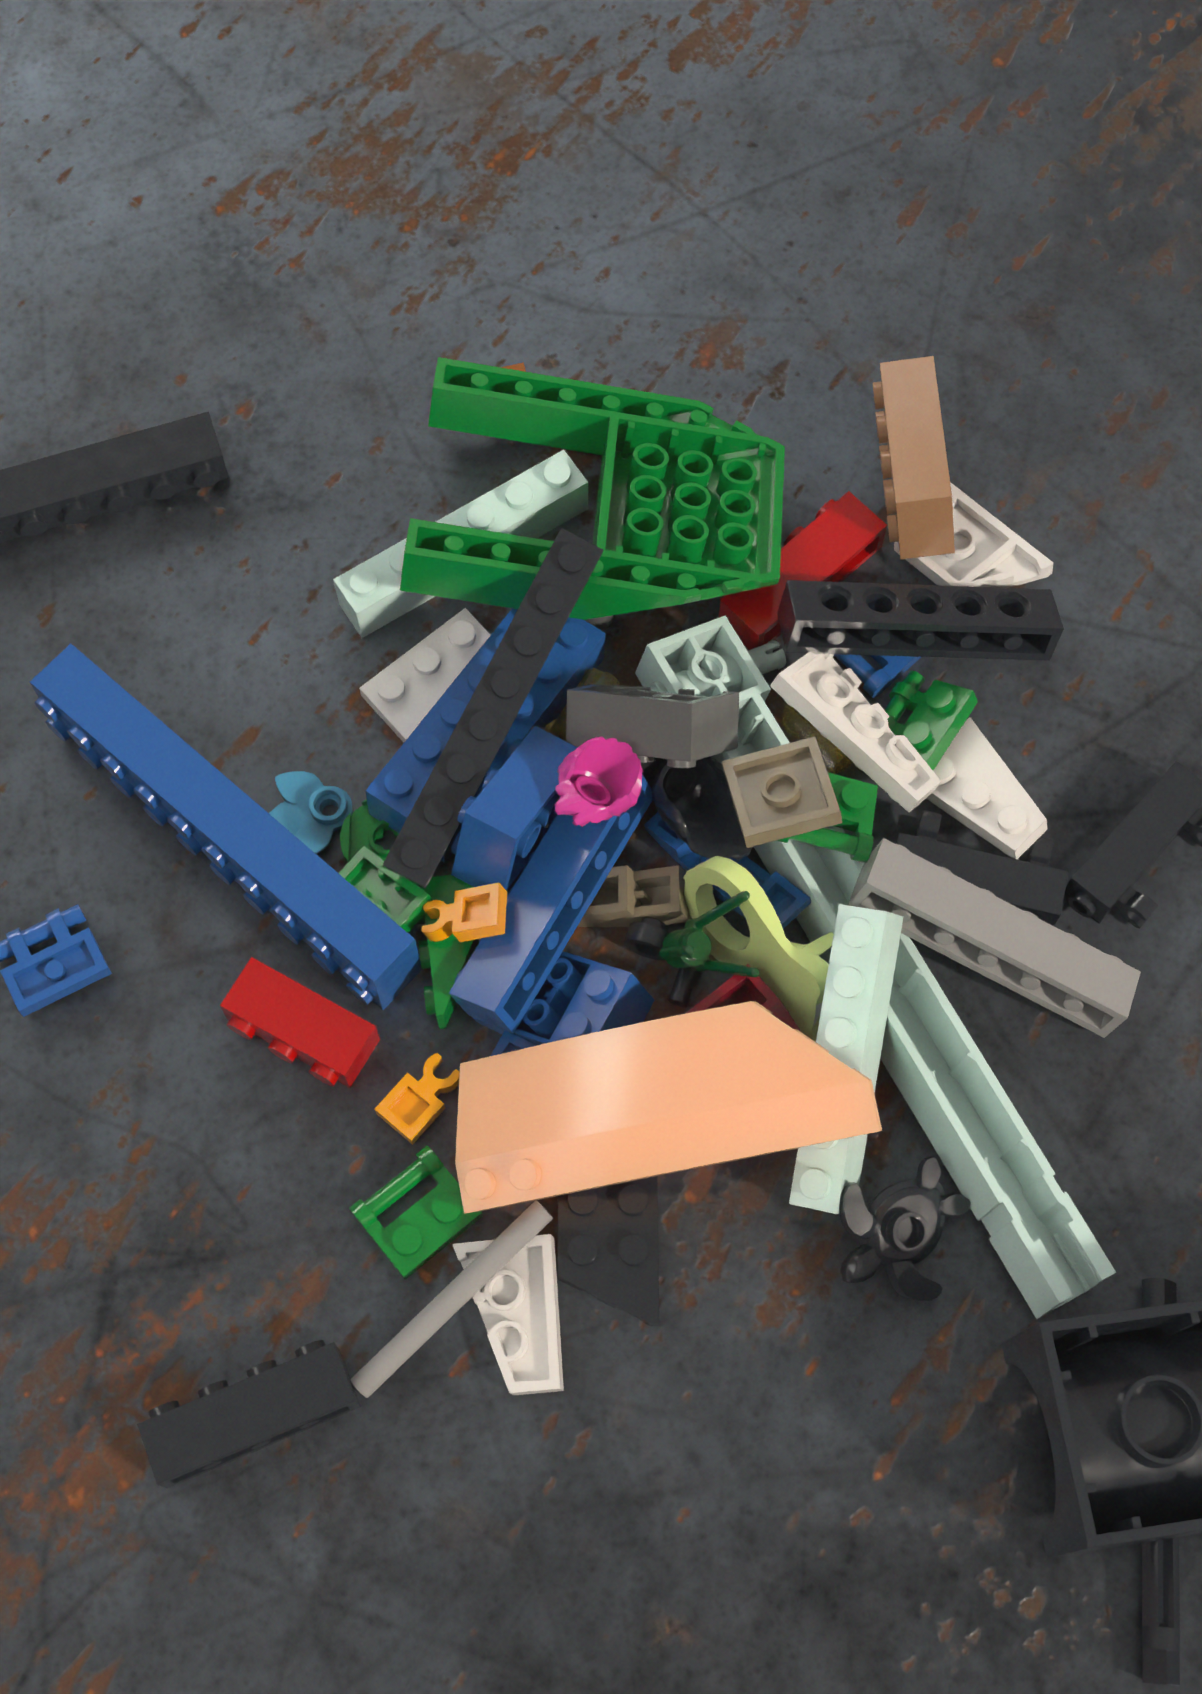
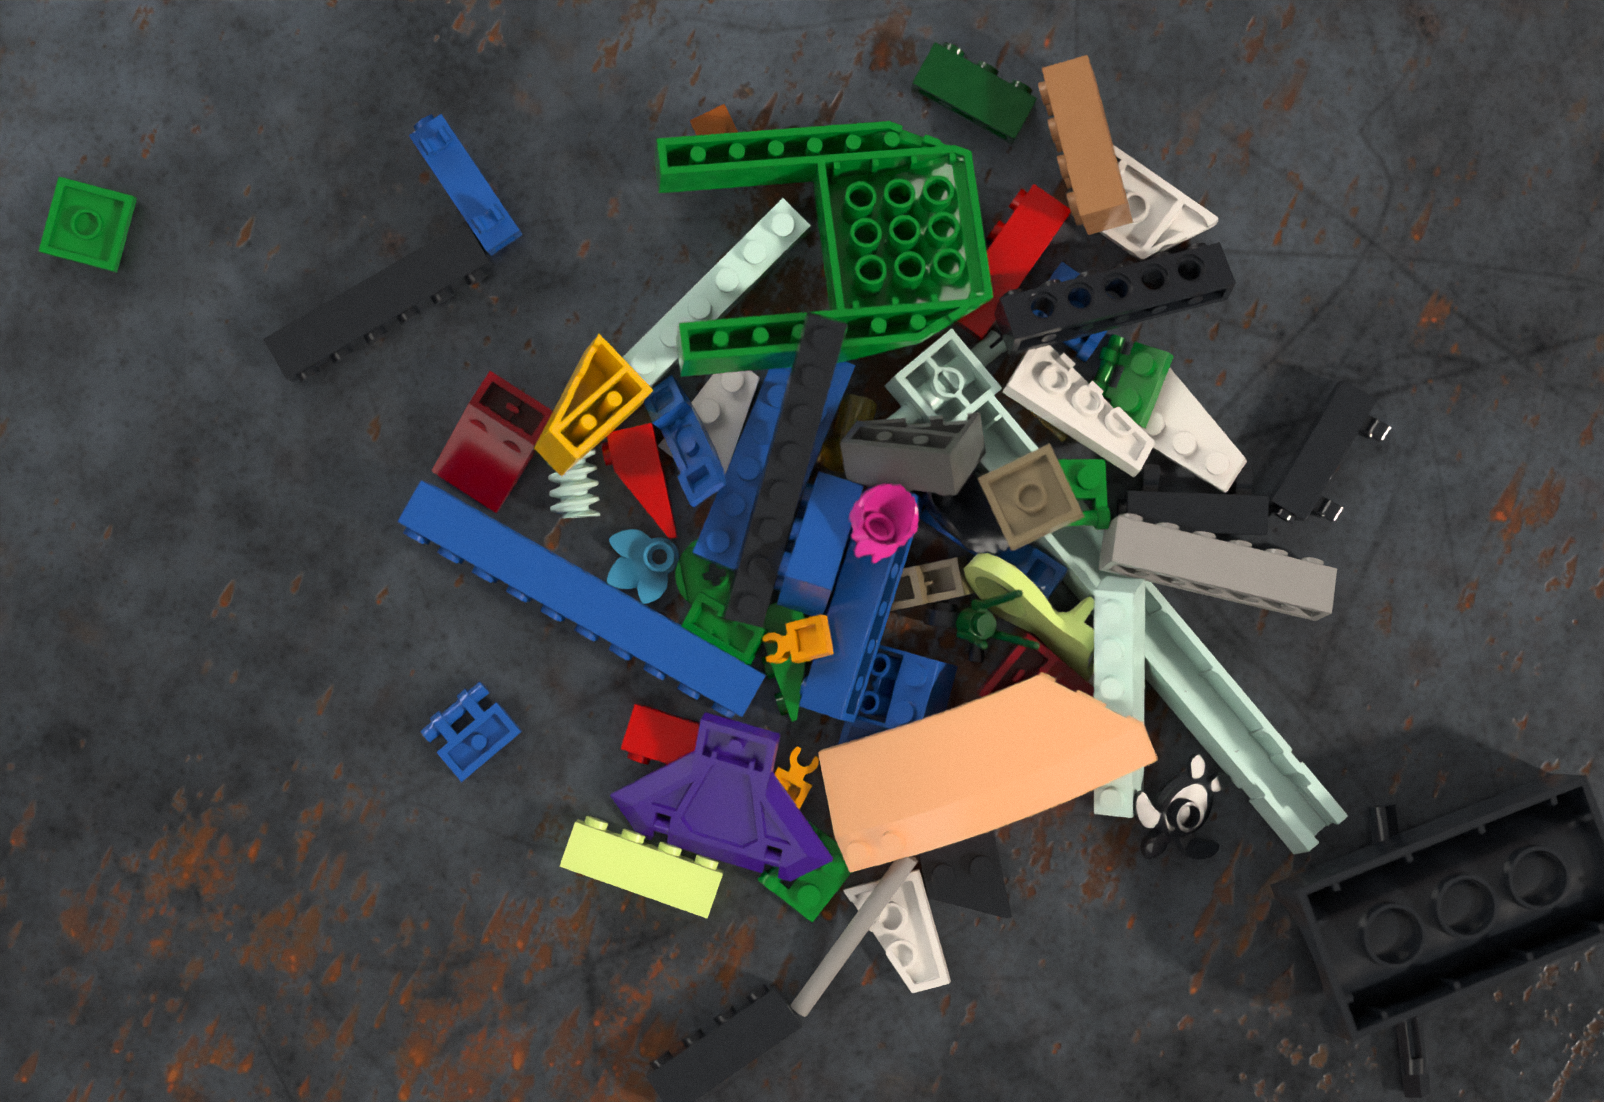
camera: 10 degrees left, 20 degrees up
(177, 639) = (492, 442): none -> dark red slope
(210, 1161) = (641, 867): none -> yellowish green brick
(221, 385) = (464, 183): none -> blue brick
(251, 696) = (574, 490): none -> light aqua piece
(290, 611) = (593, 404): none -> yellow wedge
(331, 1095) = (726, 803): none -> dark purple plate
(332, 703) = (639, 466): none -> red slope
(389, 668) = (687, 440): none -> blue slope
(799, 399) = (974, 91): none -> dark green brick

